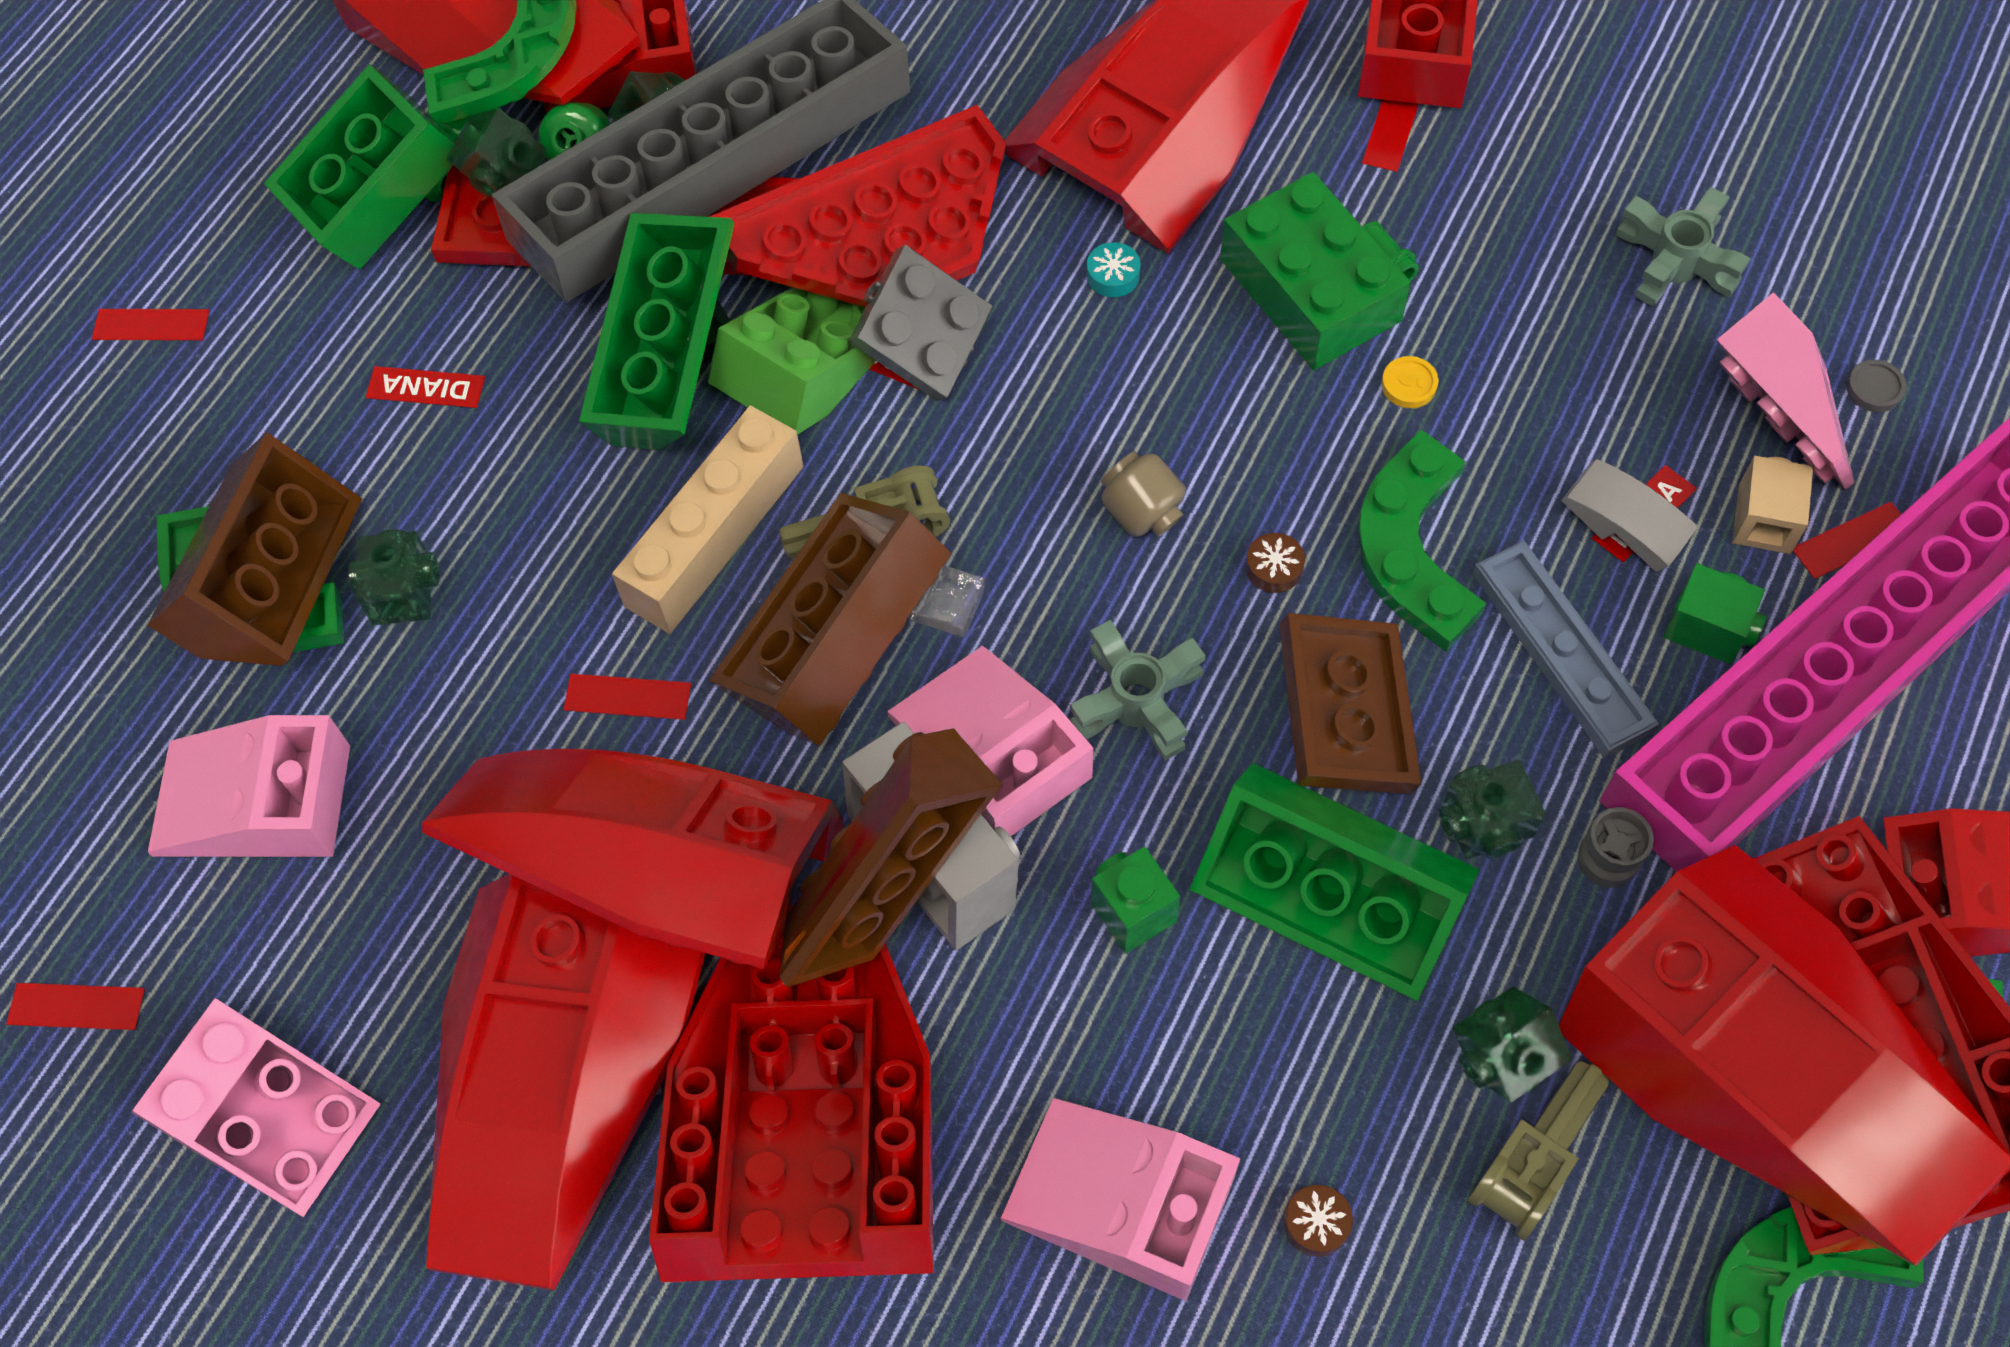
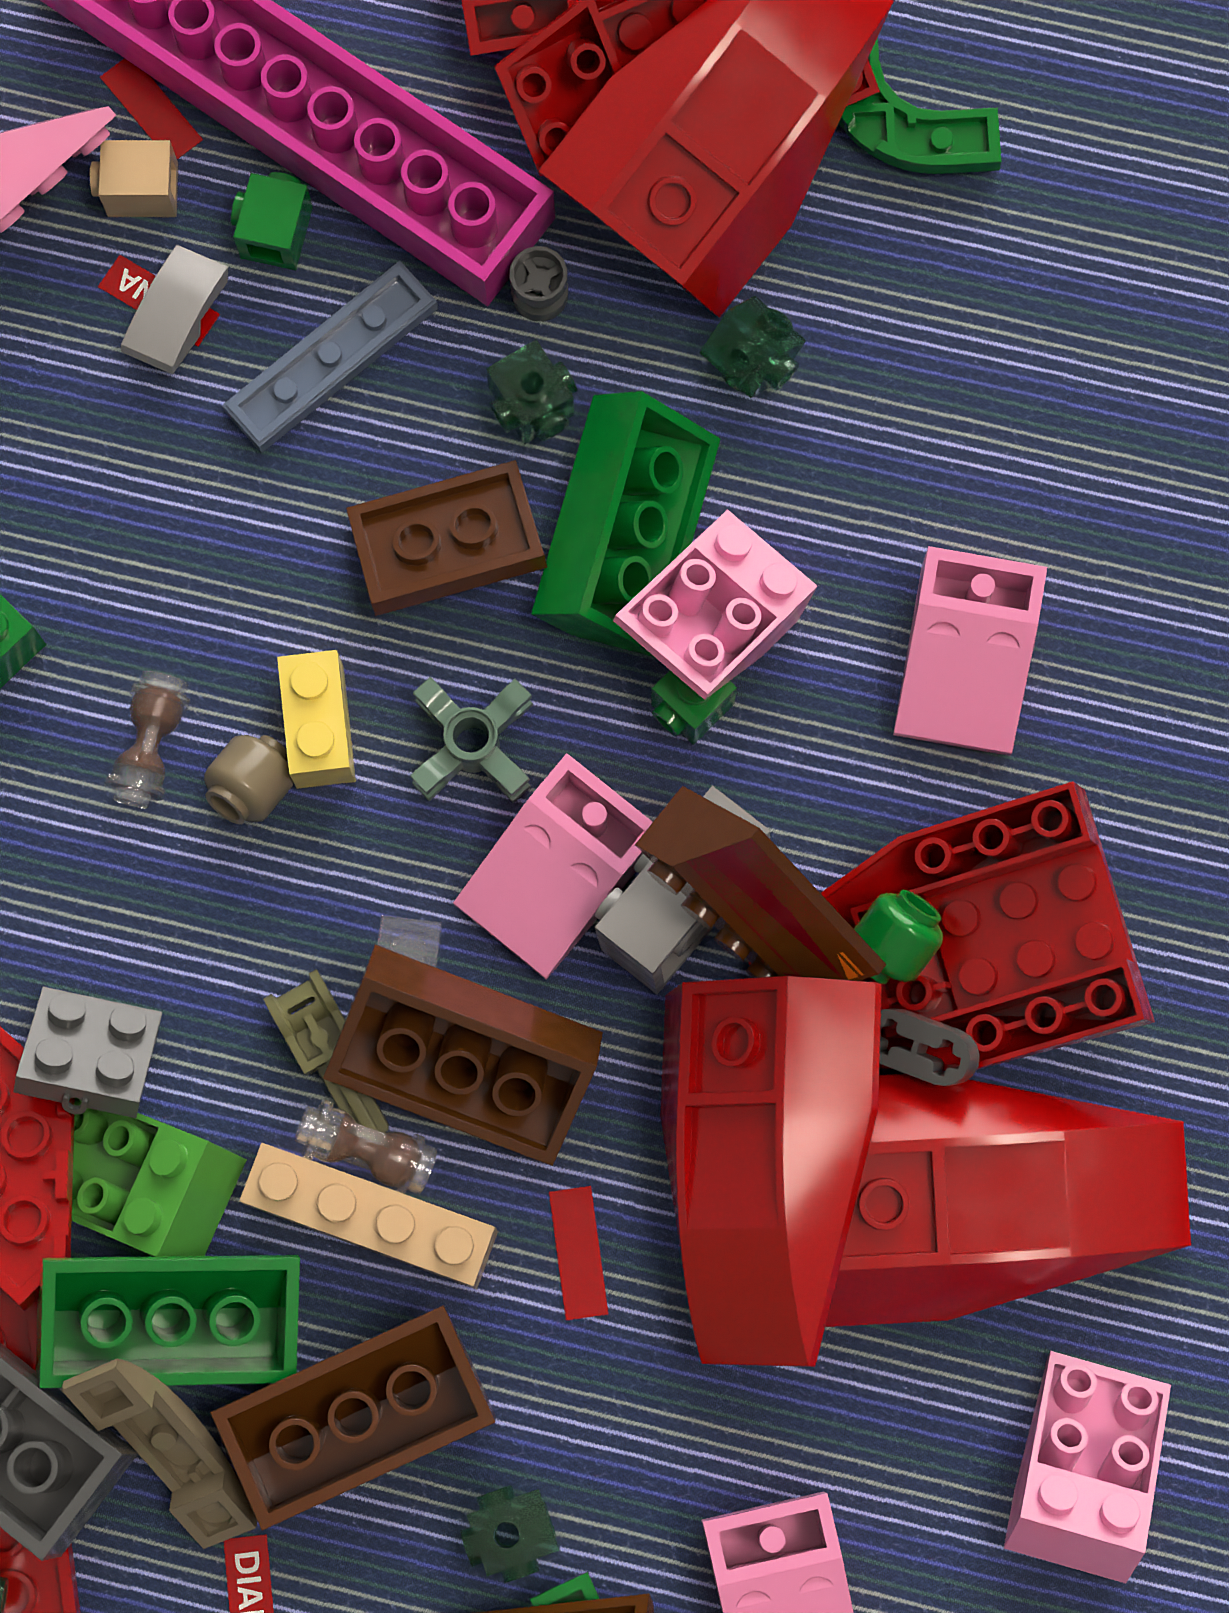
camera: 105 degrees left, 15 degrees up
(523, 356) = (172, 1442): none -> dark tan slope
(531, 469) = (353, 1417): none -> reddish brown slope
(700, 1017) = (927, 1033): none -> dark grey beam
(756, 542) = (391, 1157): none -> clear piece
(822, 1023) = (902, 933): none -> green head
(1187, 558) = (316, 719): none -> light yellow brick
(1214, 923) = (717, 606): none -> bright pink slope
(1223, 432) = (155, 713): none -> clear piece
(1275, 562) = (292, 633): reddish brown tile -> none
(1318, 1220) = (941, 489): reddish brown tile -> none
(1394, 552) = (242, 532): green plate -> none
(1409, 382) = (45, 544): yellow piece -> none
(1537, 1157) = (848, 320): olive connector -> none

